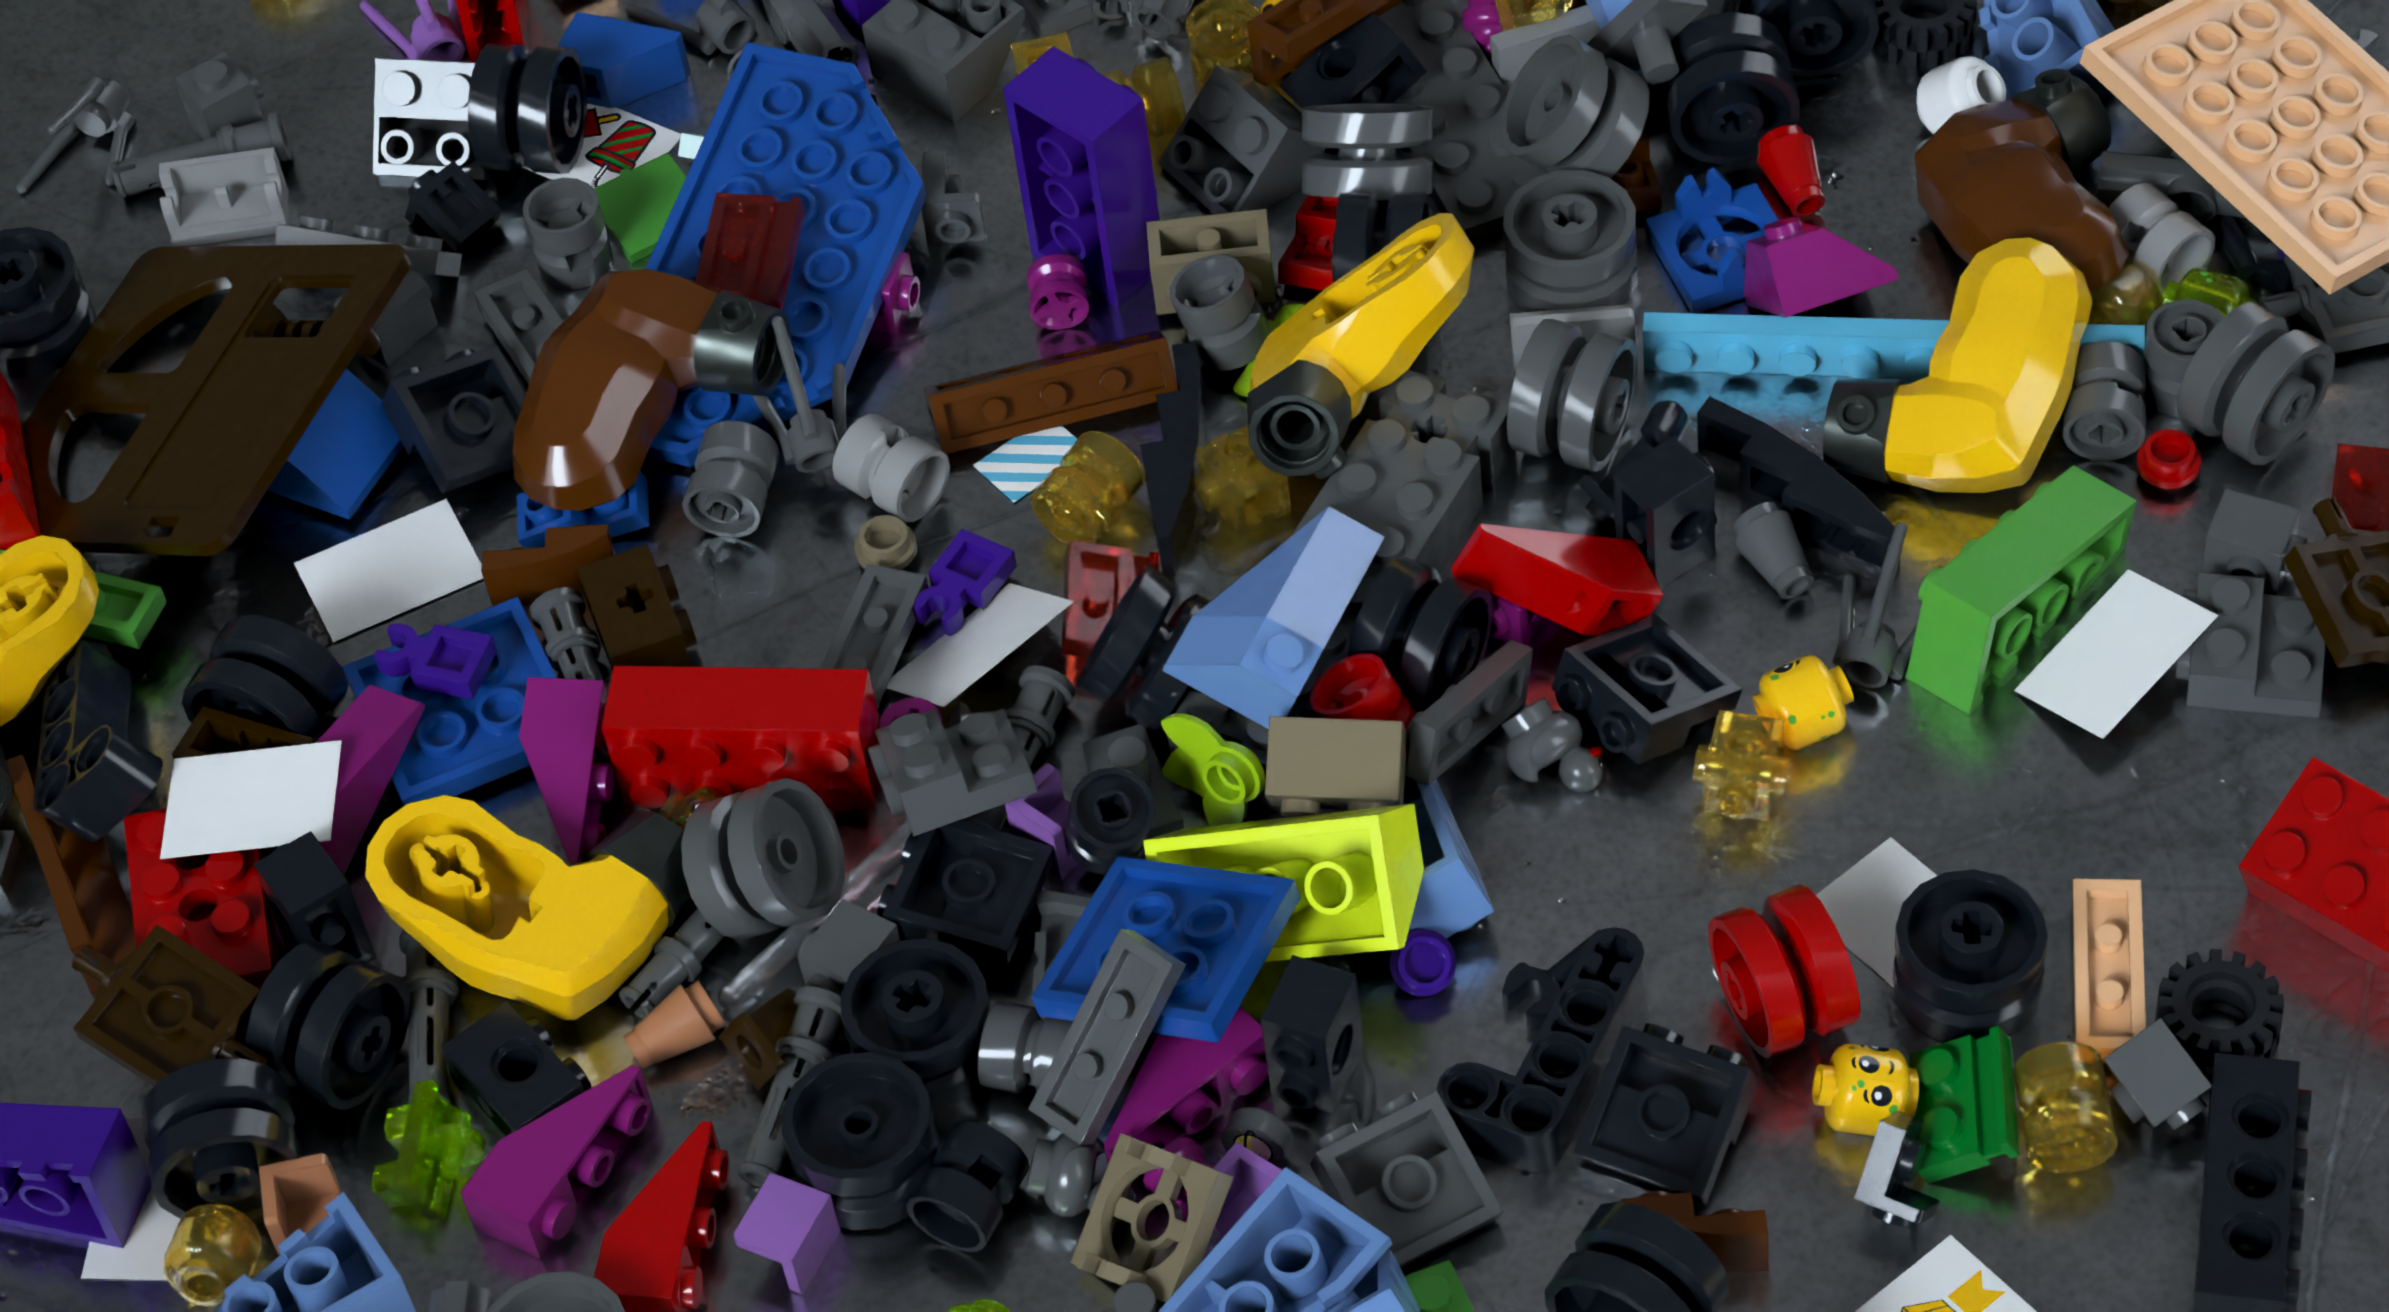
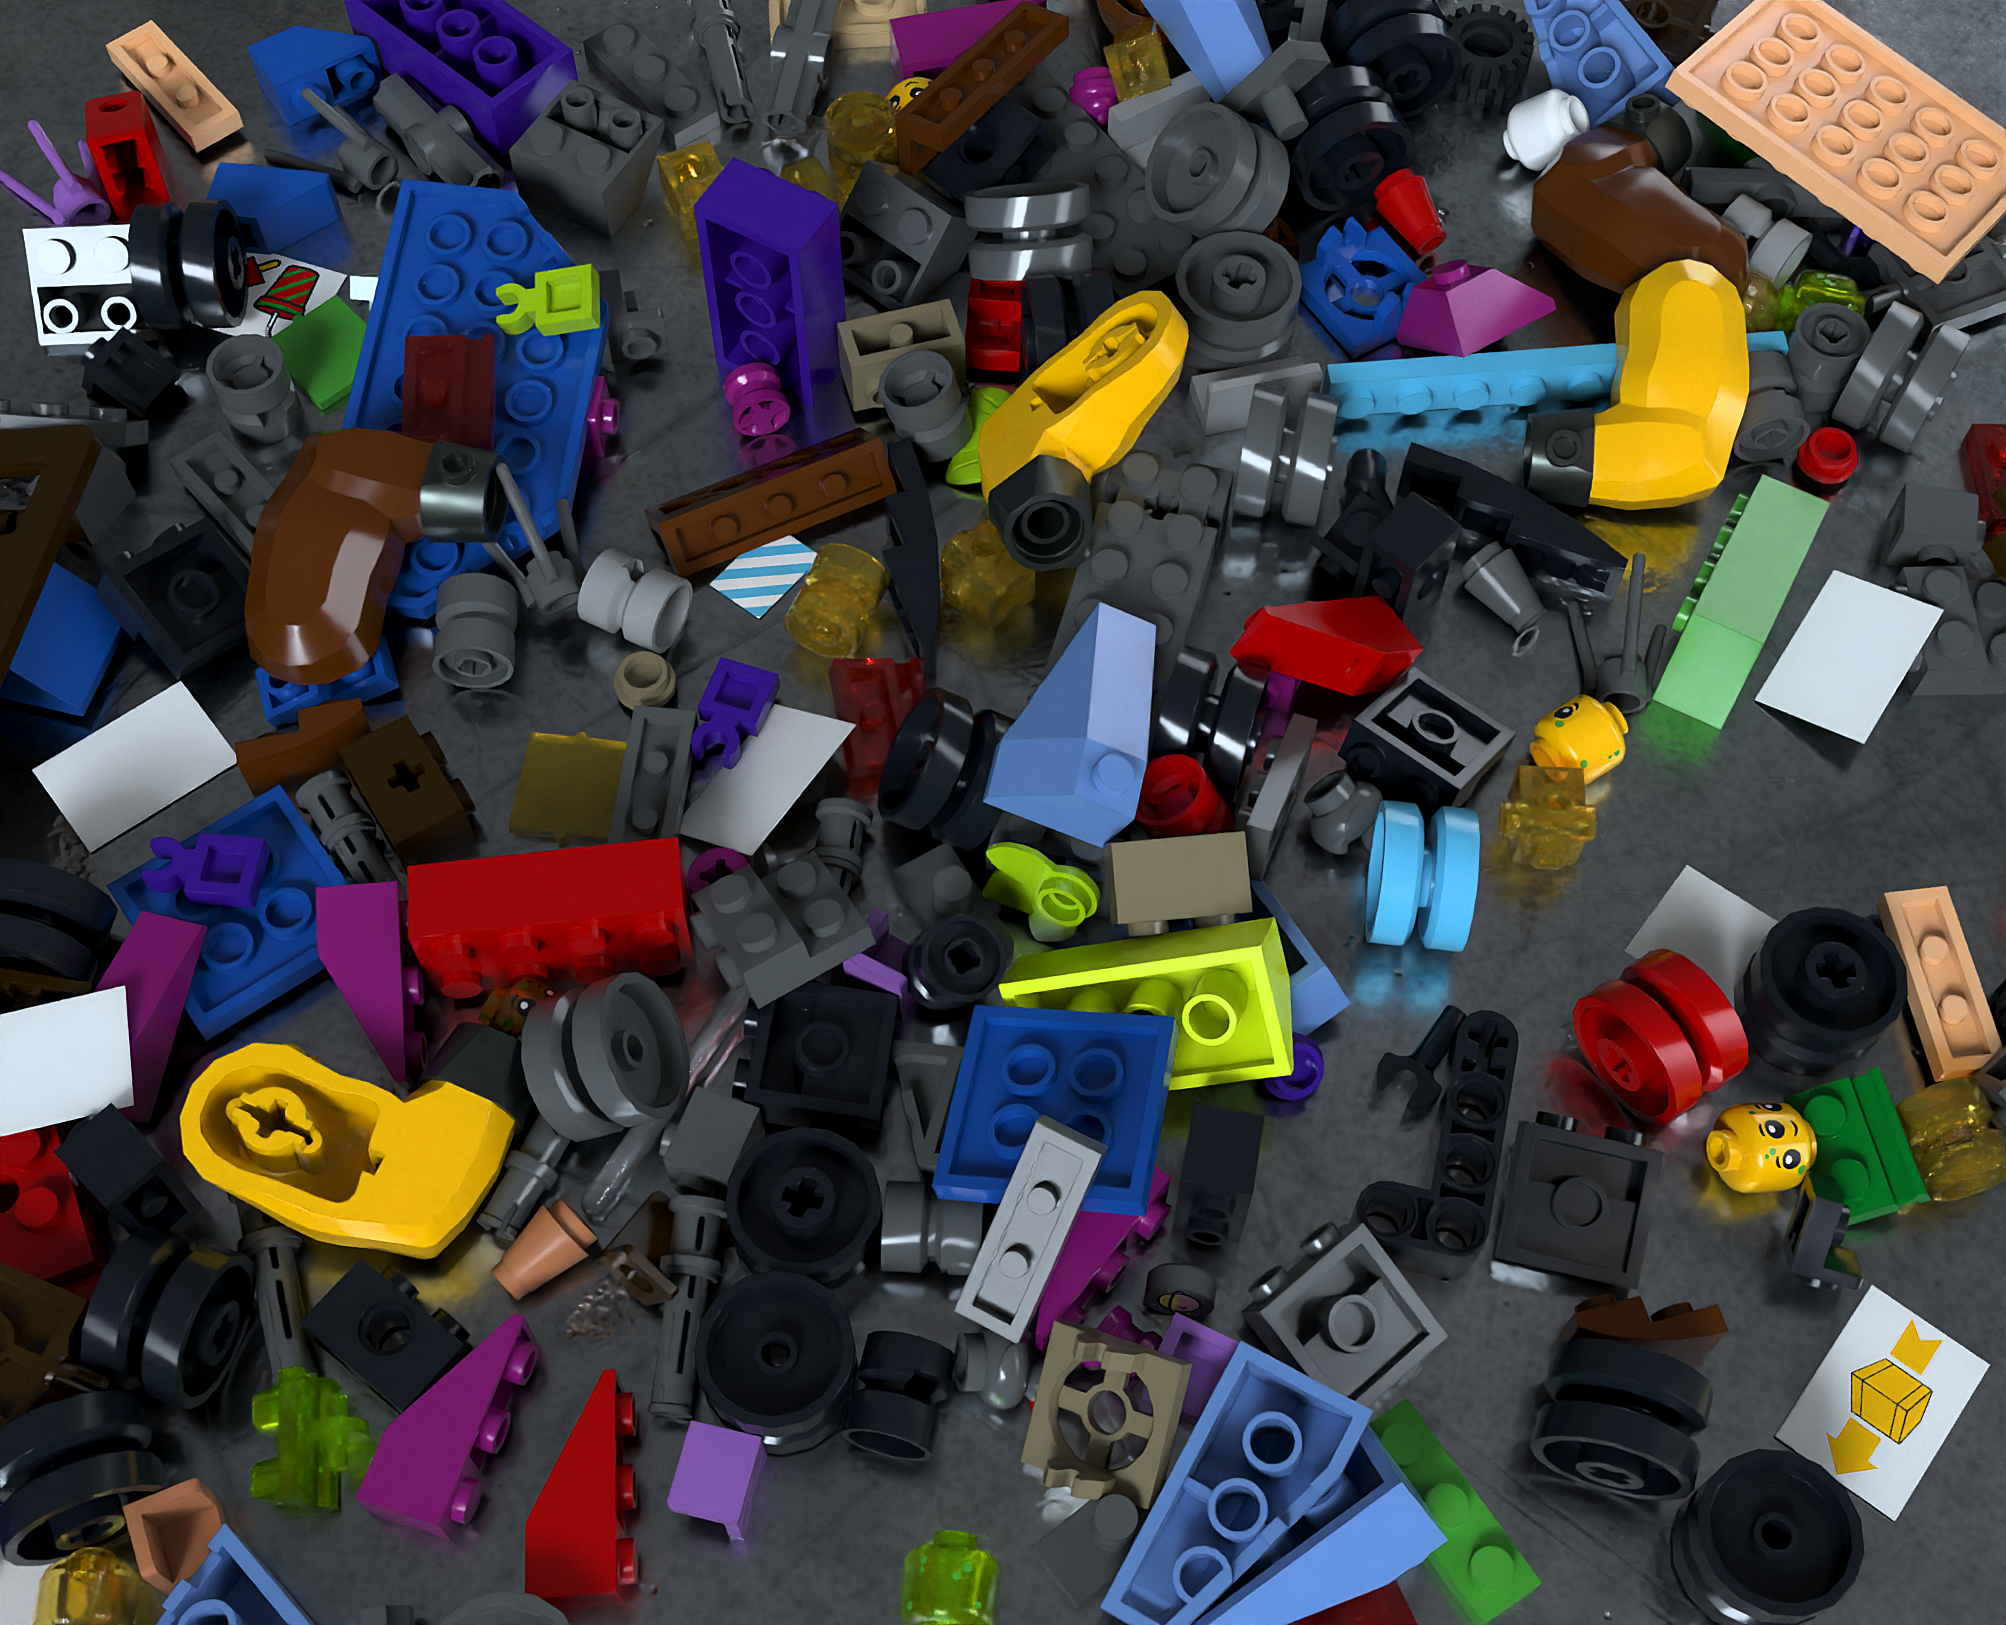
camera: 20 degrees left, 10 degrees up
(788, 628) = (568, 787): none -> clear yellow piece
(872, 176) = (559, 304): none -> lime plate
(1589, 800) = (1427, 877): none -> medium azure wheel

